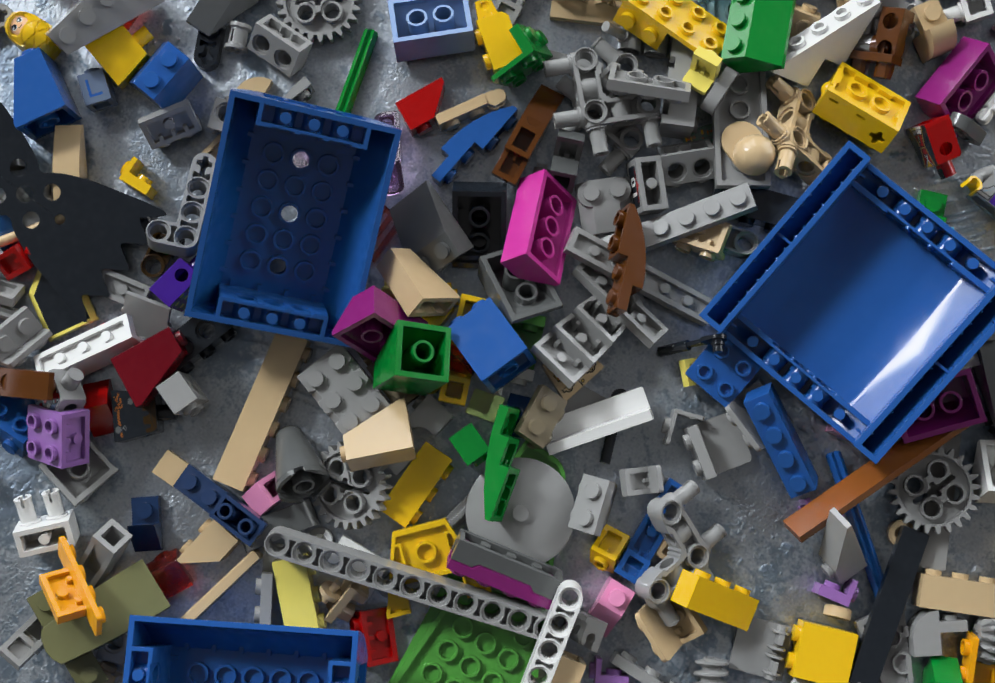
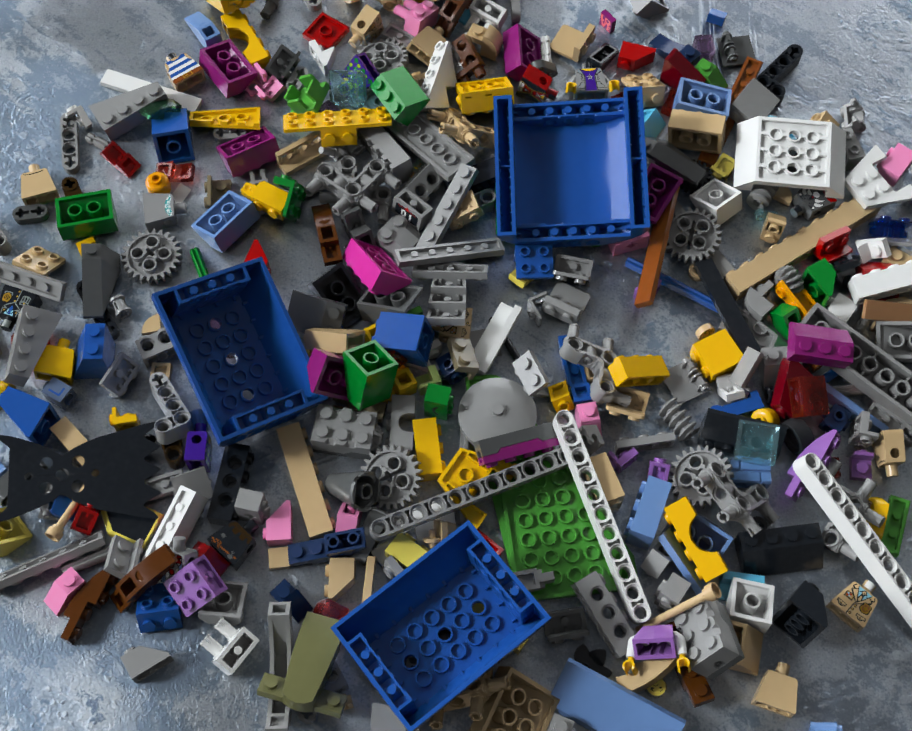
camera: 45 degrees left, 20 degrees down
(68, 591) = (282, 652): light orange bracket -> none
(150, 364) = (218, 501): dark red slope -> none
(197, 438) = (280, 526): none -> bright pink slope
(279, 45) = (147, 286): light grey brick -> none
(380, 439) = (388, 431): tan slope -> none
(472, 109) = (284, 244): tan hinge -> none
(480, 135) = (299, 257): blue slope -> none
(499, 474) = (466, 393): green slope -> none
(629, 252) = (435, 241): reddish brown slope -> none
(641, 480) = (546, 349): light grey bracket -> none
(648, 88) = (371, 157): light grey wing -> none
(703, 70) = (390, 129): light yellow bracket -> none
(716, 341) = (516, 247): black piece -> none
(719, 90) = (407, 135): light grey beam -> none
(748, 148) = (447, 150): tan cap -> none
(781, 440) = (596, 269): blue brick -> none
(831, 591) = (692, 323): medium lavender bracket -> none
(840, 549) = (675, 294): light grey slope -> none

